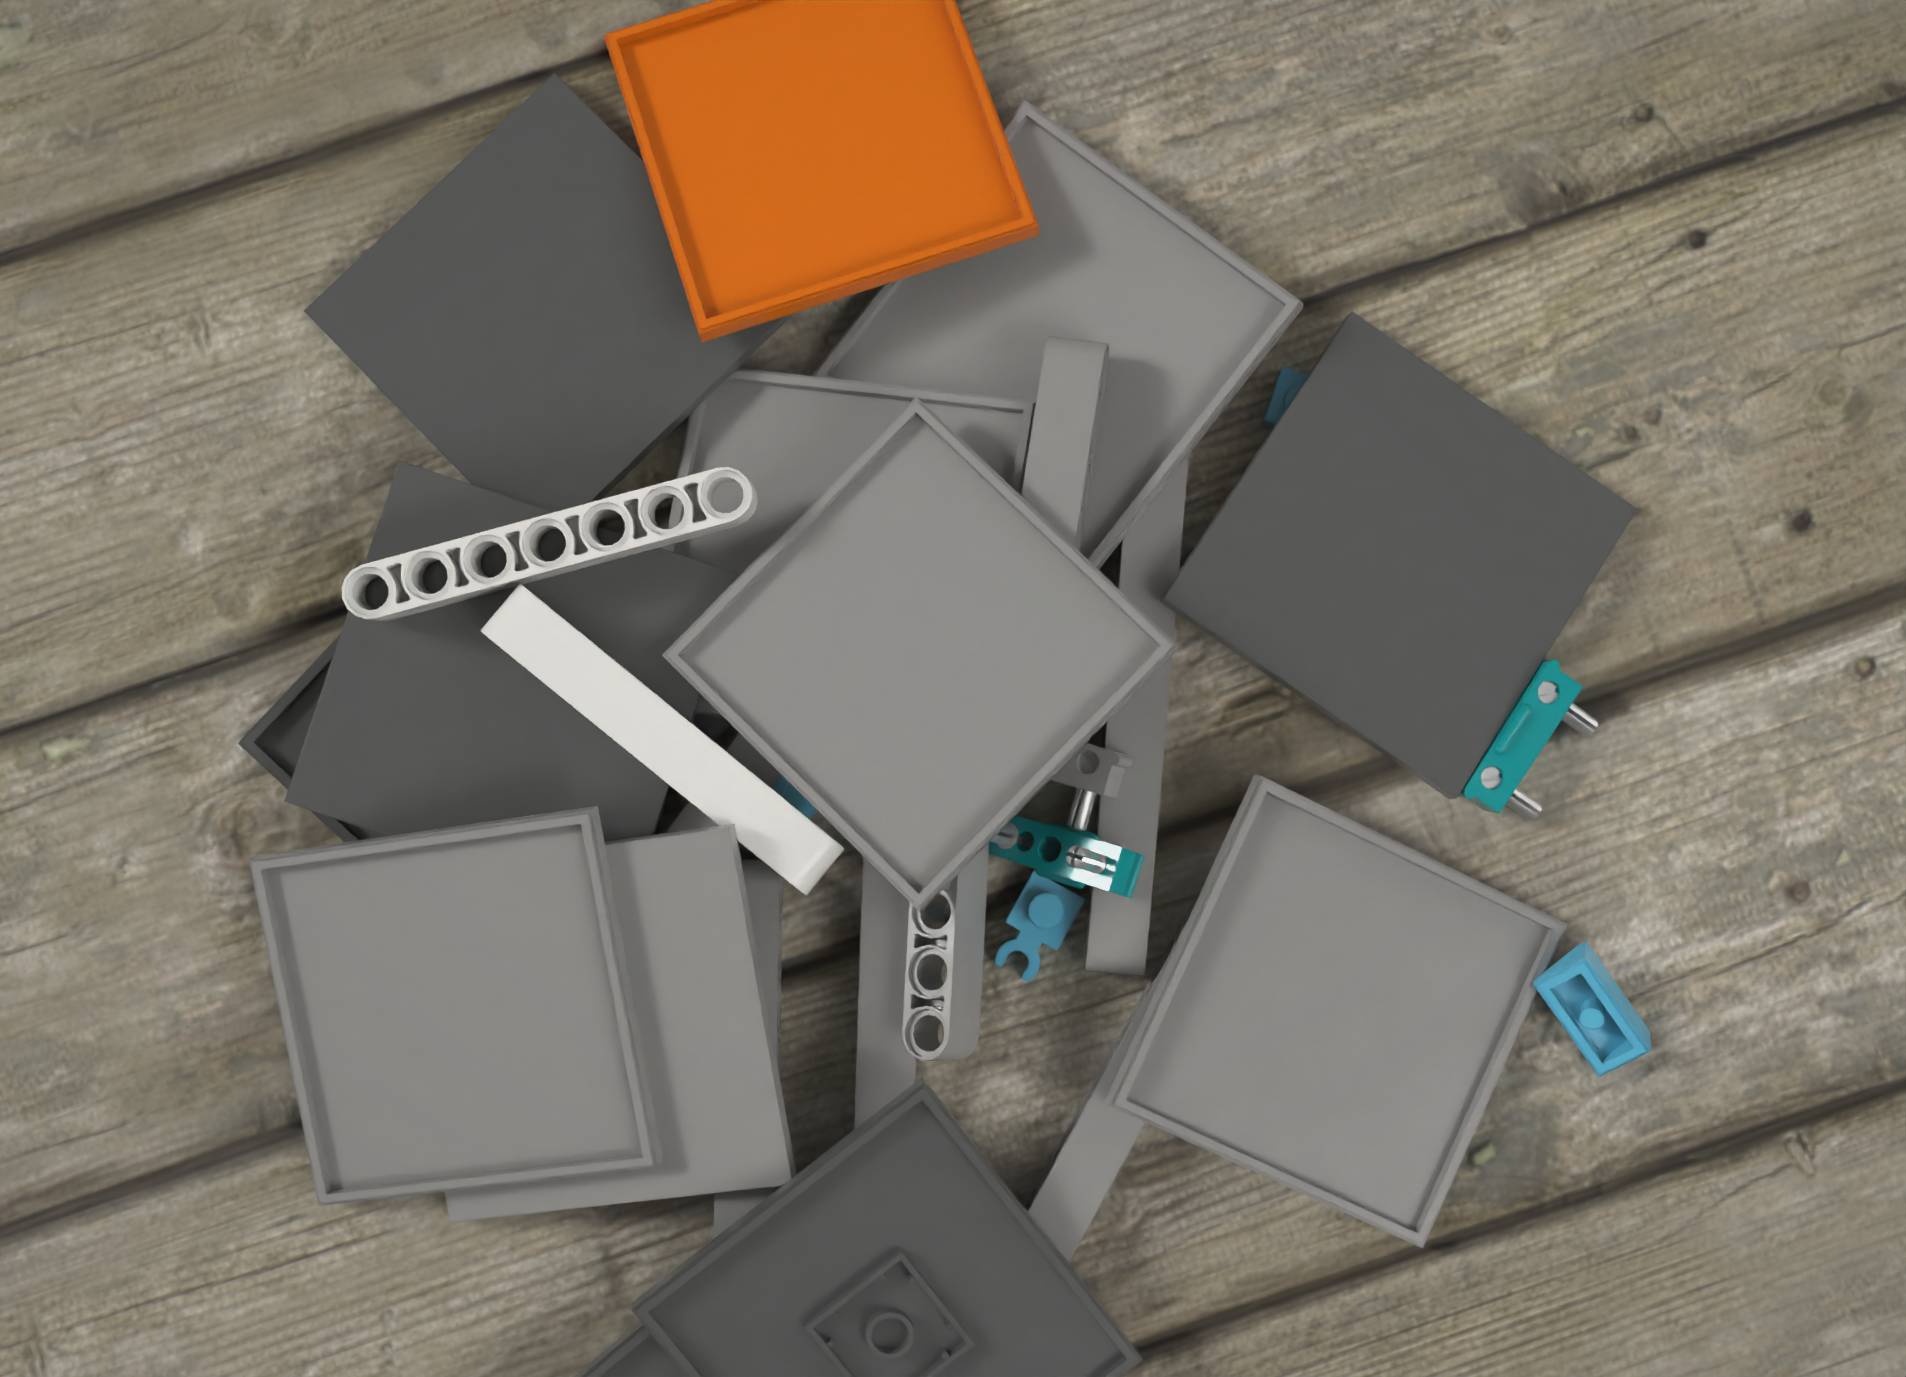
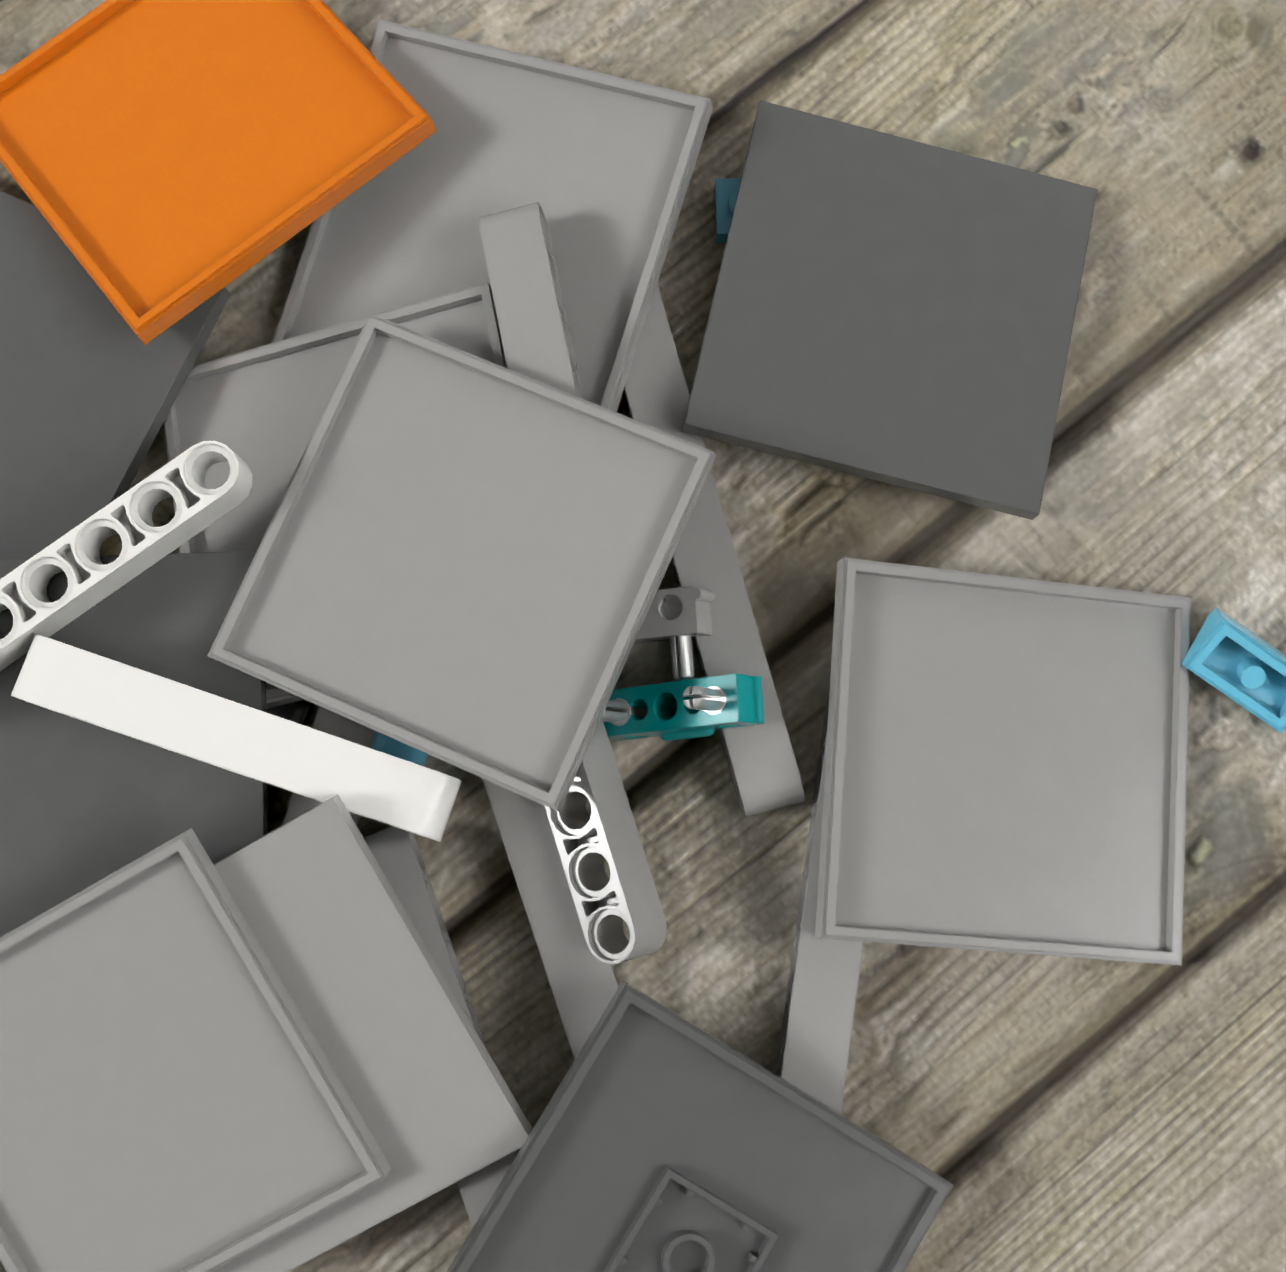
camera: 20 degrees left, 5 degrees down
(1041, 916) = (683, 780): medium azure plate -> none
(1521, 739) = (1077, 439): teal piece -> none

